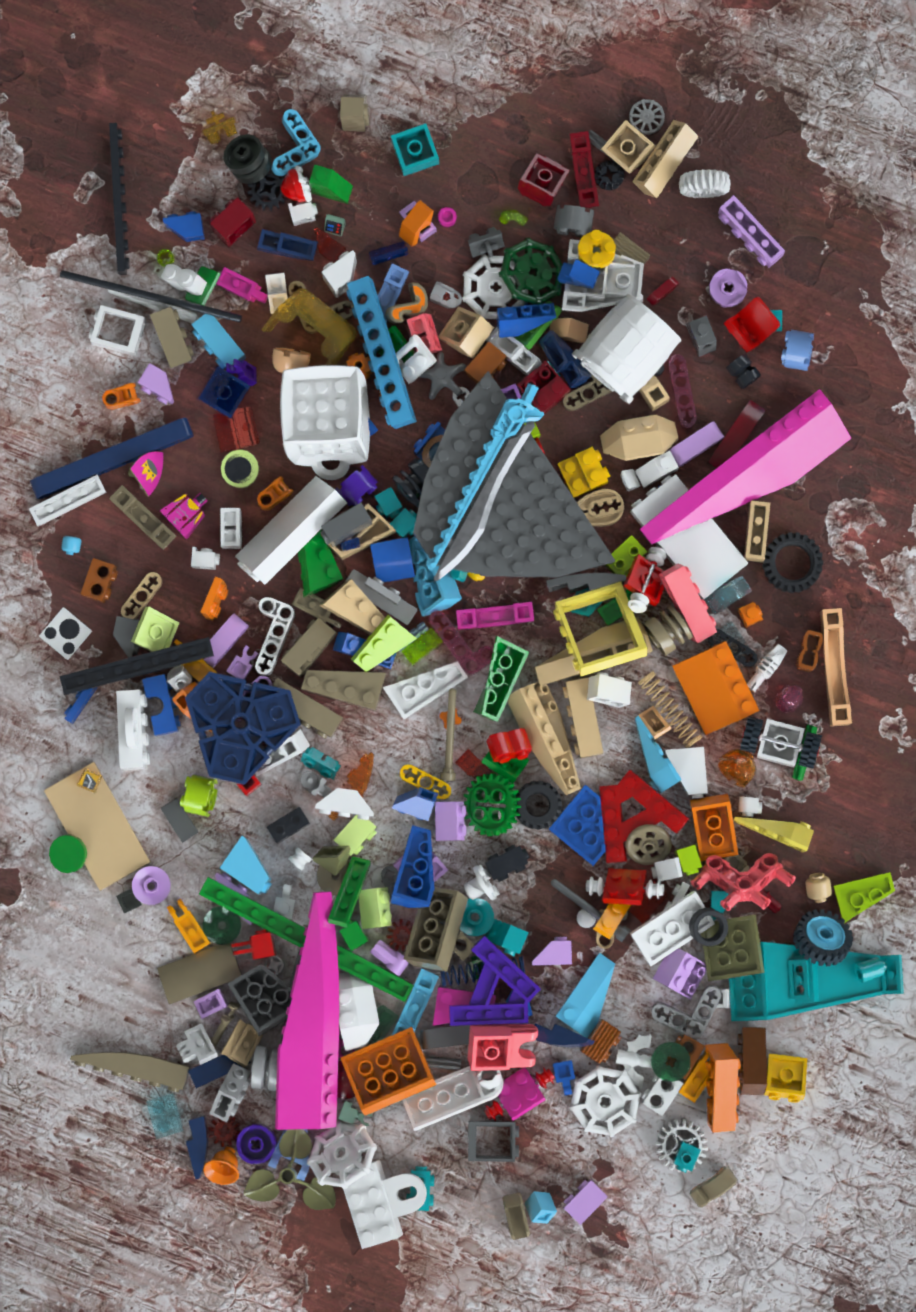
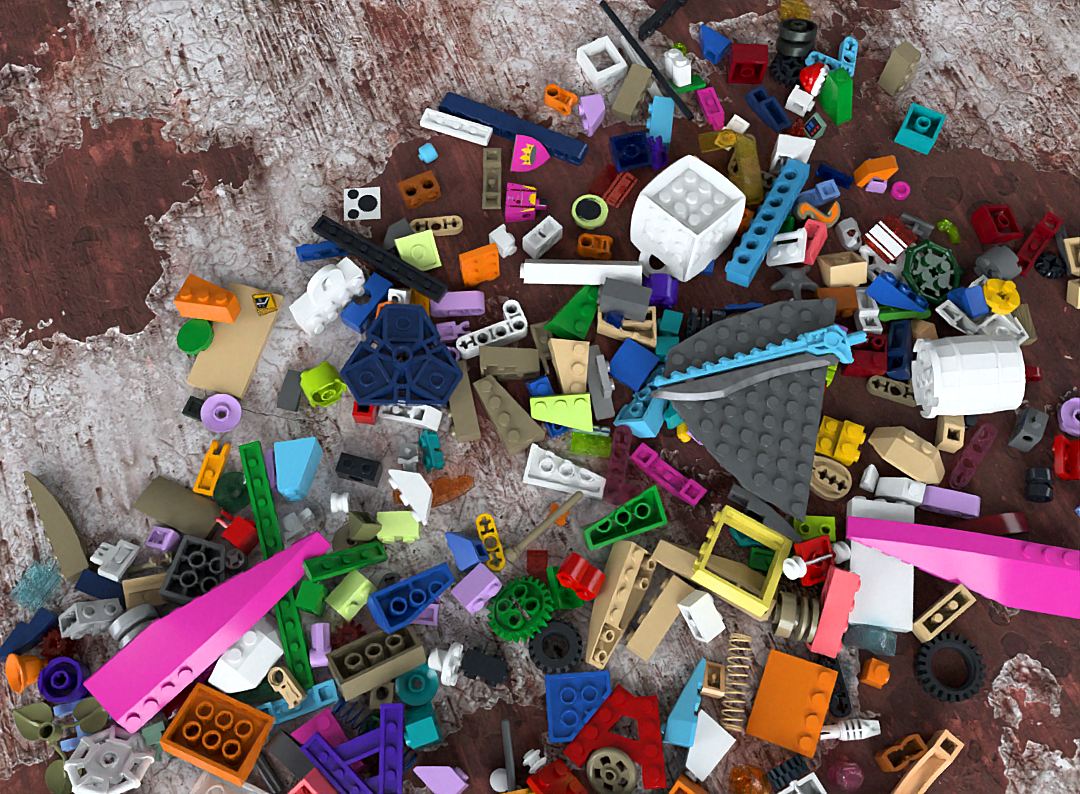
camera: 40 degrees right, 15 degrees down
(50, 822) = (206, 301): none -> orange wedge
(399, 1001) = (289, 687): none -> tan piece
(478, 274) = (889, 238): none -> slope

